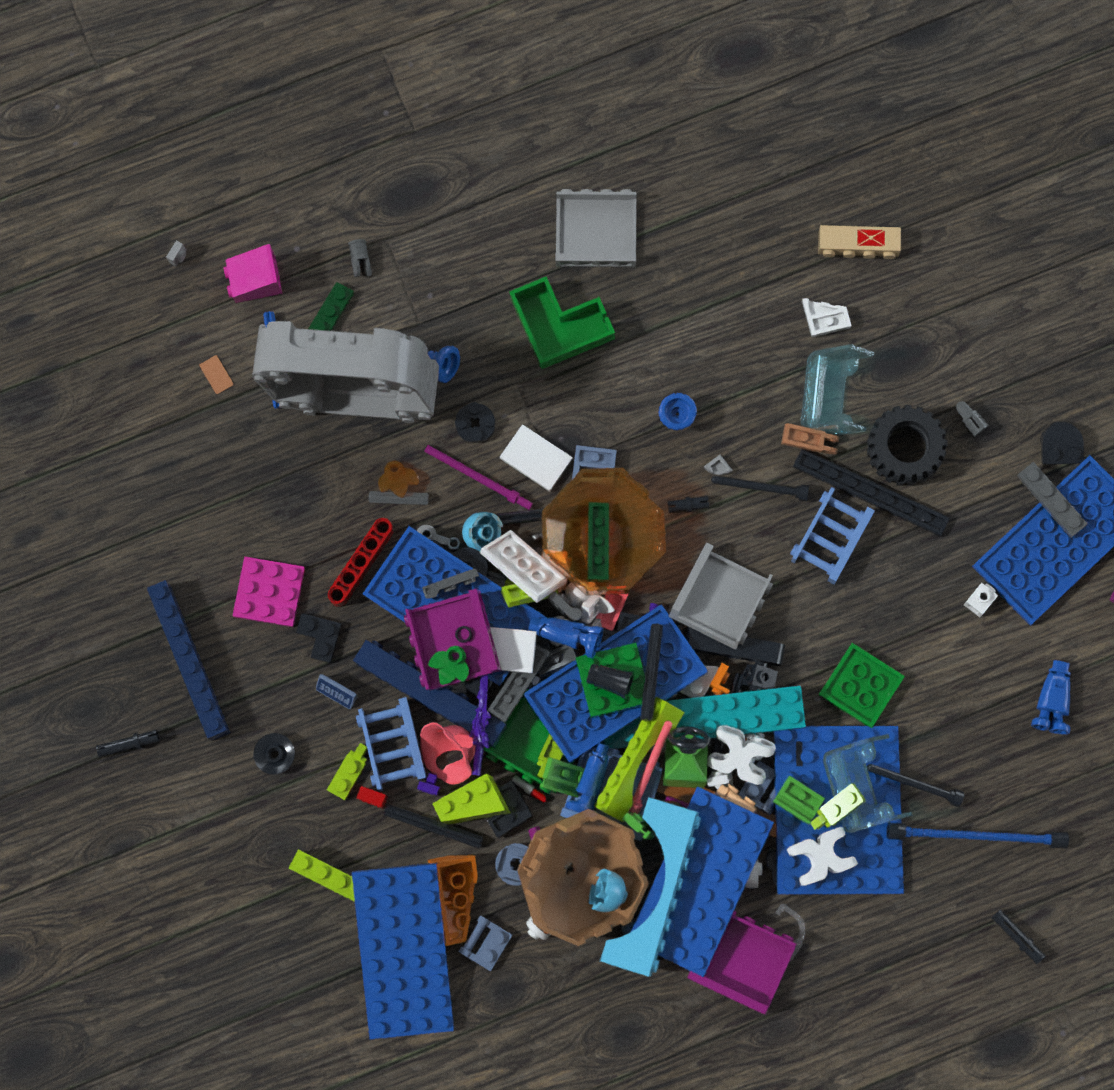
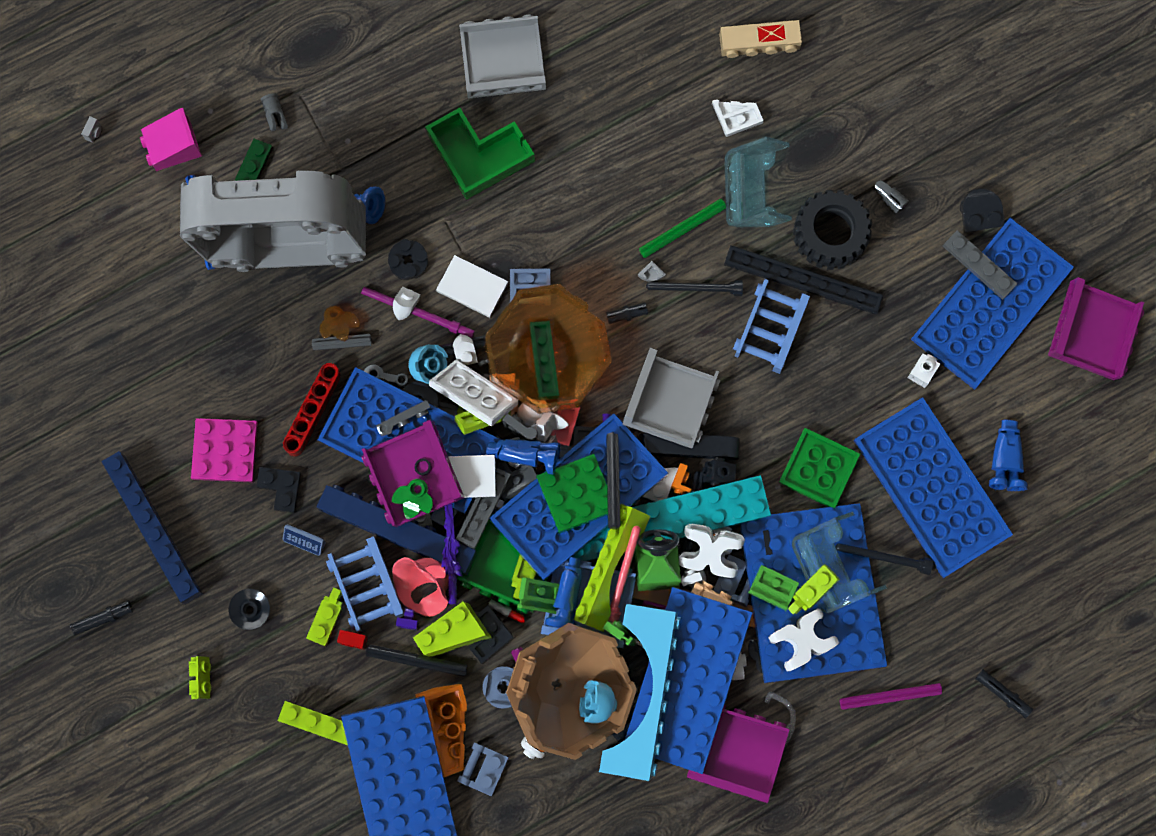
camera: 15 degrees left, 0 degrees up
(216, 374) = (145, 243): nougat sticker -> none
(217, 825) = (201, 687): none -> lime hinge
(466, 466) = (404, 303): none -> white plate
(520, 521) = (464, 350): none -> white plate
(611, 679) = (574, 492): black plant -> none
(680, 404) = (605, 216): blue hair -> none
(755, 425) = (682, 228): none -> green axle
(808, 439) = (736, 235): nougat hinge -> none
(903, 924) = (890, 696): none -> magenta axle
(974, 719) = (933, 487): none -> blue plate
(1055, 839) = (876, 605): blue hose -> none

